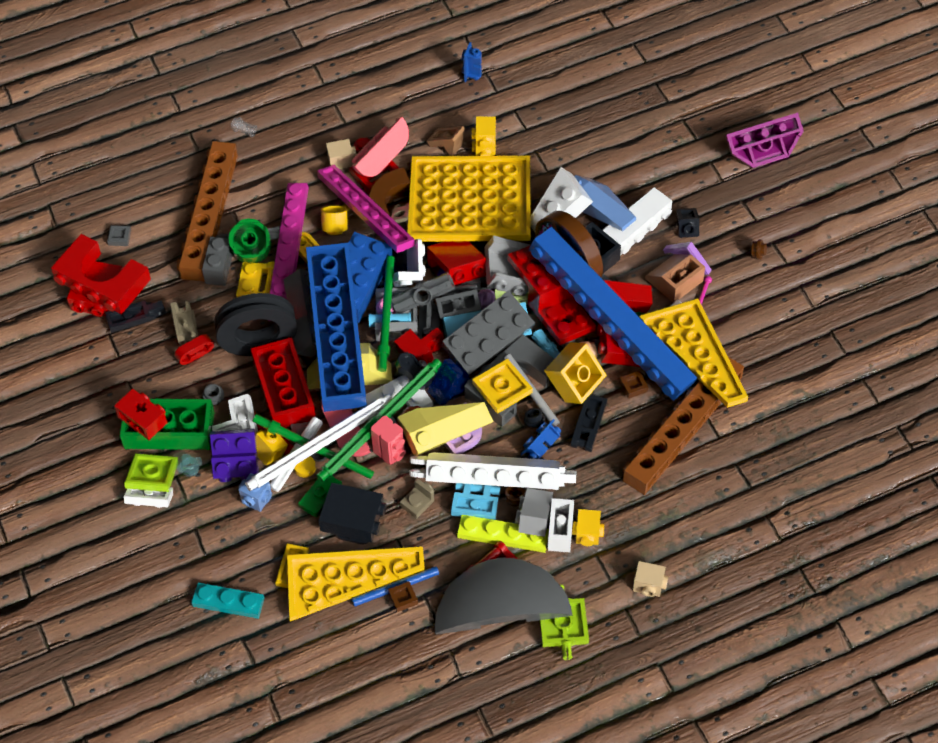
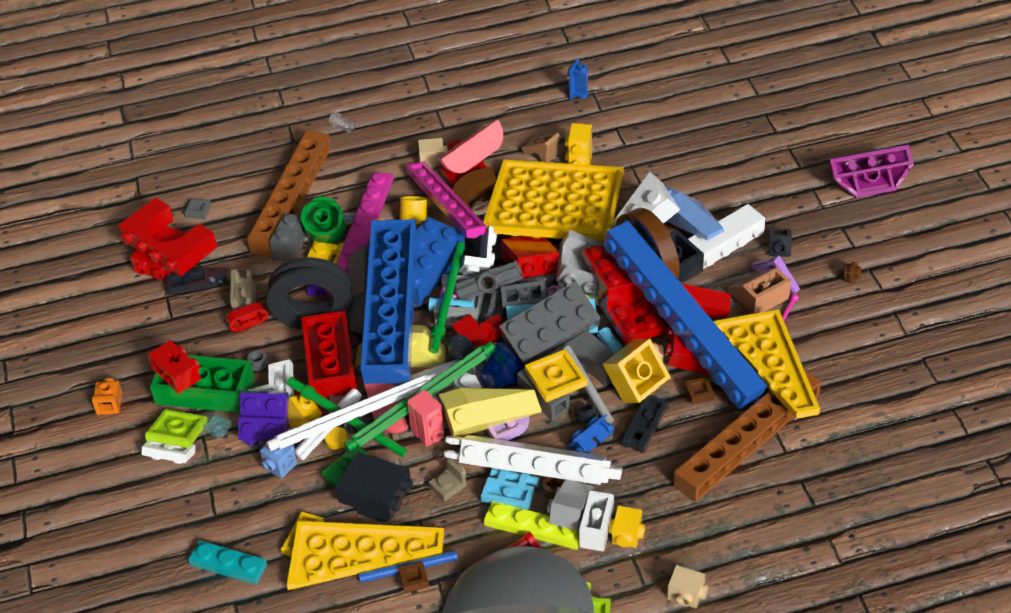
camera: 10 degrees right, 10 degrees down
(76, 446) = (107, 391): none -> orange brick

